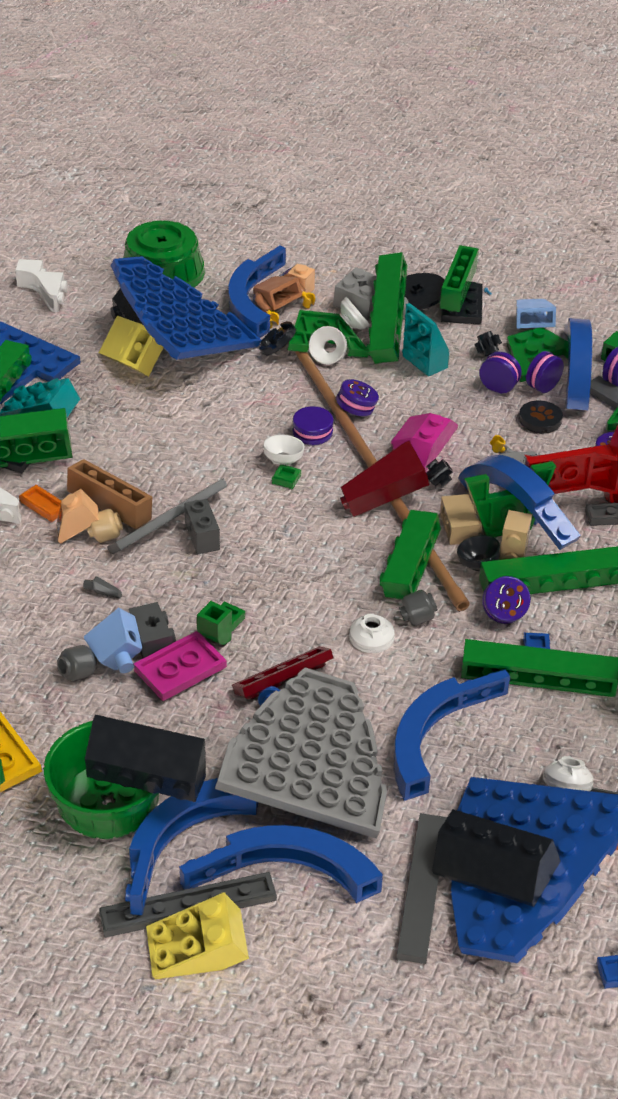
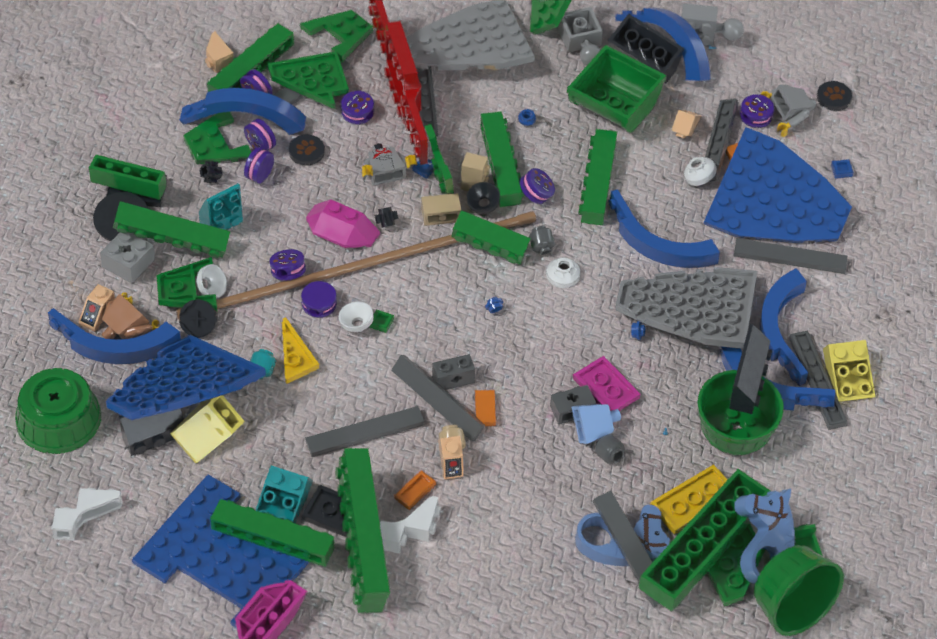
camera: 90 degrees left, 10 degrees up
(102, 587) = (520, 442): dark grey bar -> none
(110, 493) = (418, 434): medium nougat brick -> none
(126, 457) = (364, 431): none -> dark grey tile
(154, 559) = (485, 407): none -> orange tile
(219, 385) = (265, 359): none -> teal head
(219, 621) = (568, 358): green brick -> none
(237, 410) = (297, 357): none -> yellow wing
(288, 669) = (611, 323): dark red plate -> none
(310, 564) = (494, 304): none -> blue plate
(352, 315) = (164, 263): white piece -> none
(385, 481) = (405, 244): dark red slope -> none
(494, 857) = (787, 205): black slope -> none
(530, 490) = (426, 158): blue arch -> none
(532, 313) = (169, 136): light blue torso -> none
(537, 640) = (570, 178): blue tile -> none

